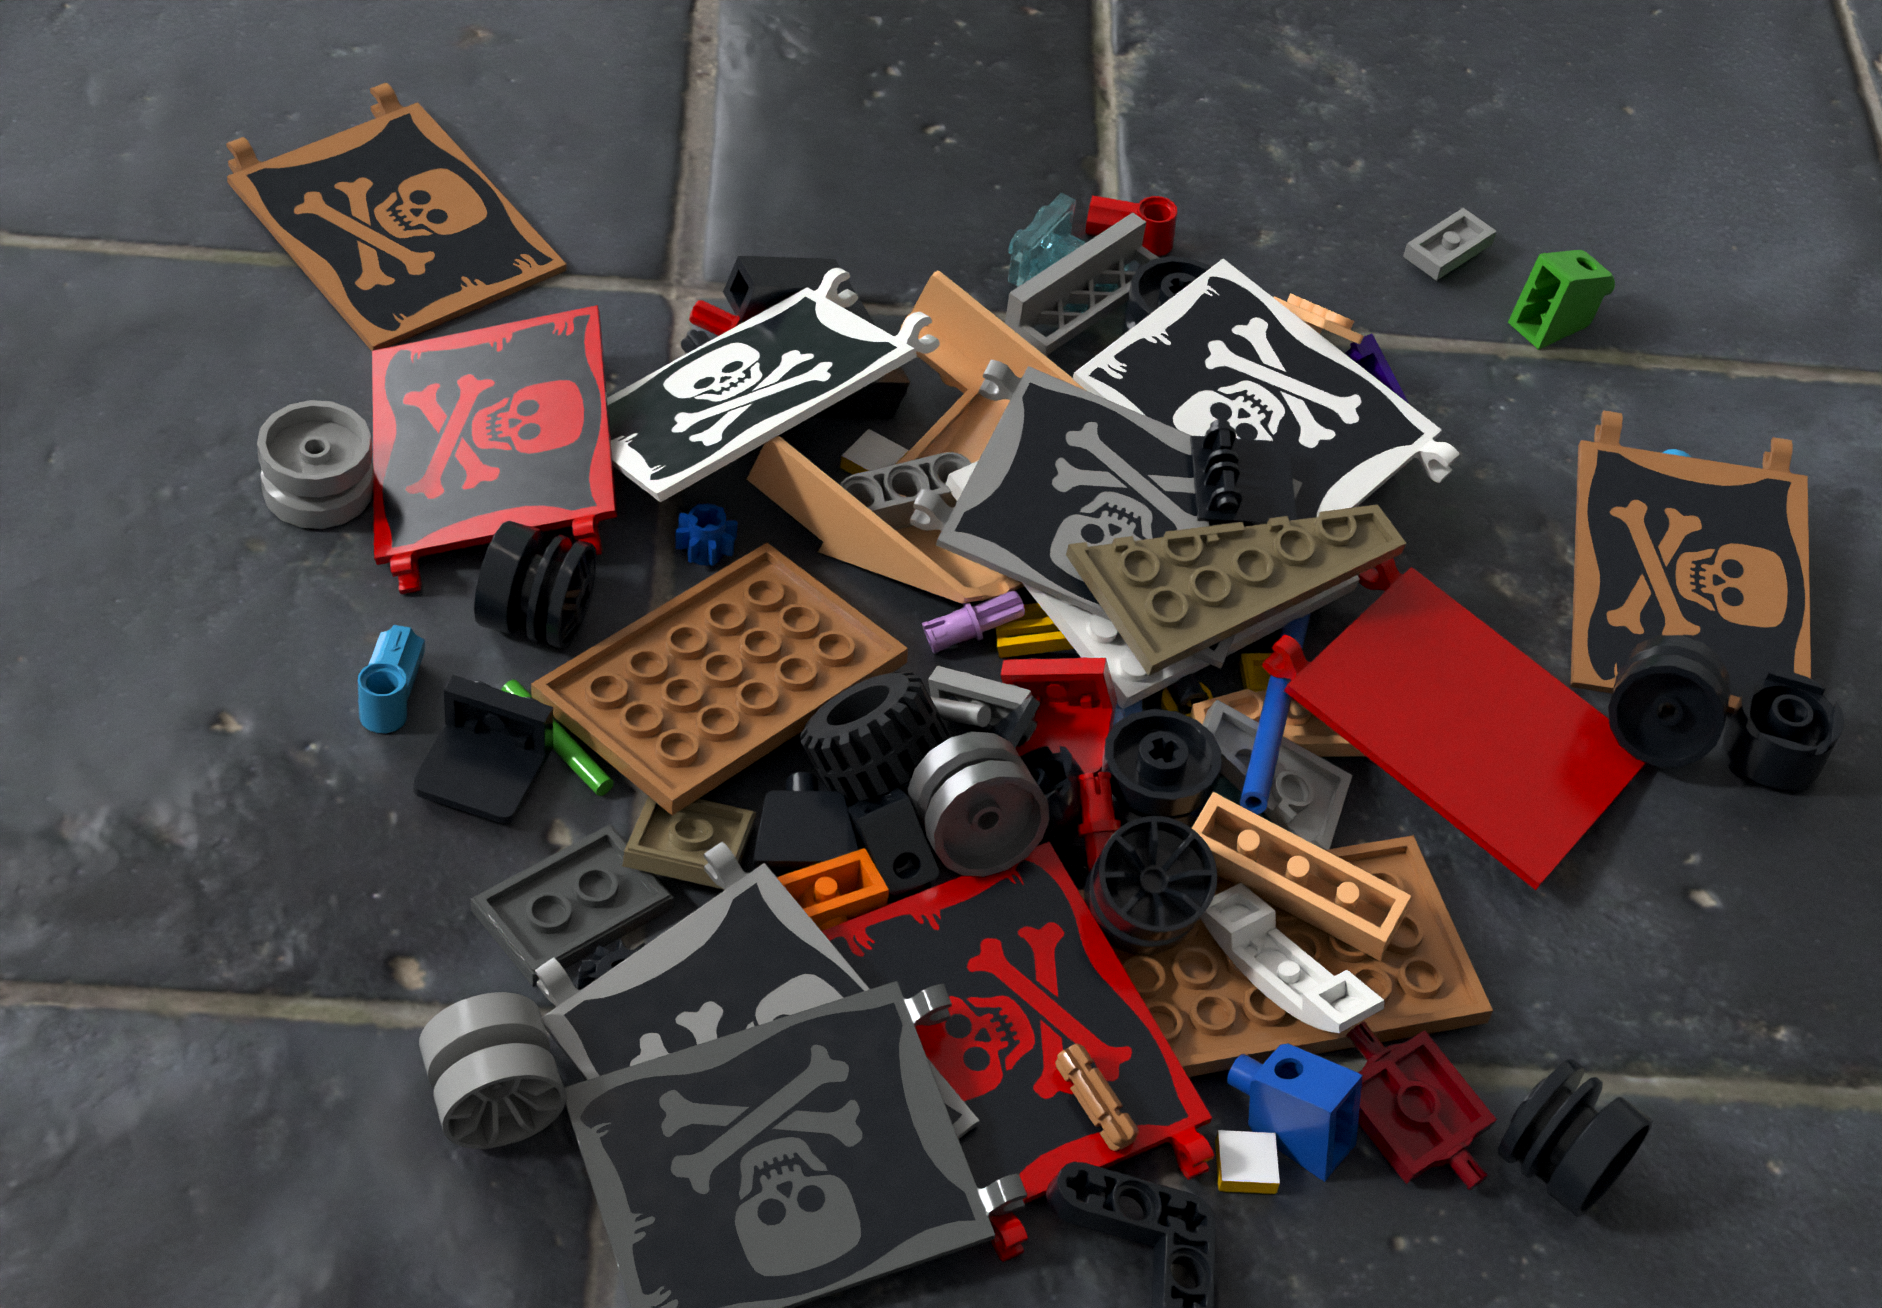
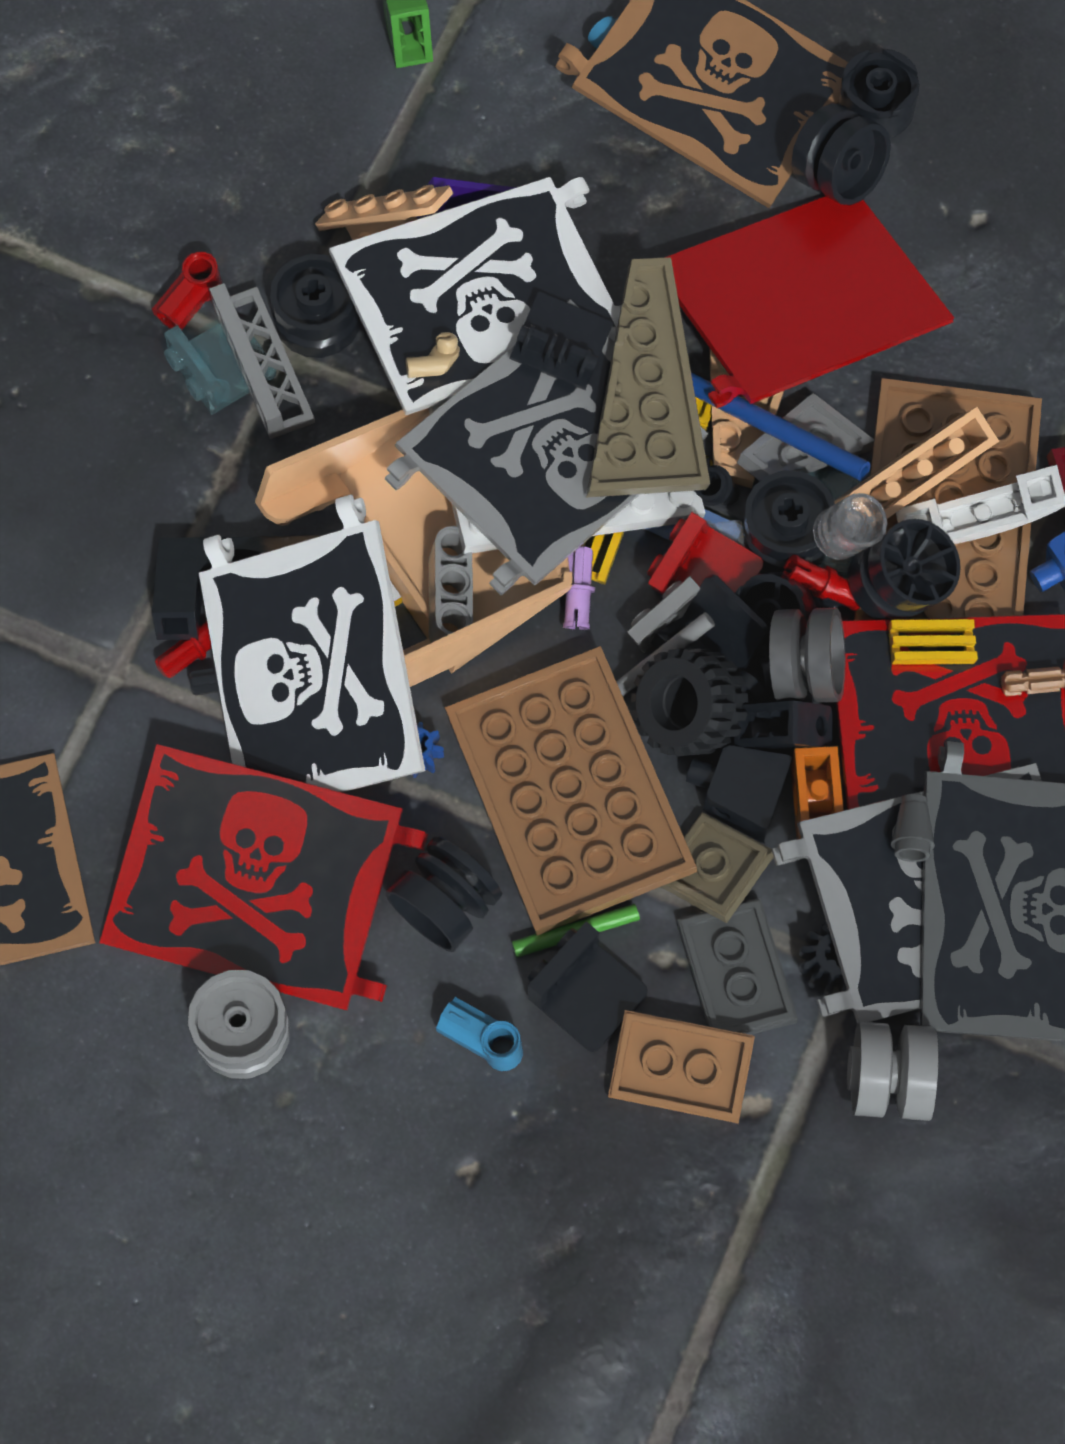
camera: 60 degrees left, 20 degrees up
(424, 875) = (681, 1066): none -> medium nougat tile
(810, 983) = (913, 830): none -> dark grey cone
(1061, 917) = (963, 626): none -> yellow tile
(1145, 378) = (438, 360): none -> tan arm
(1165, 692) = (721, 488): none -> black cone
(1168, 786) = (850, 526): none -> clear wheel
(1449, 244) = (305, 68): light grey plate -> none

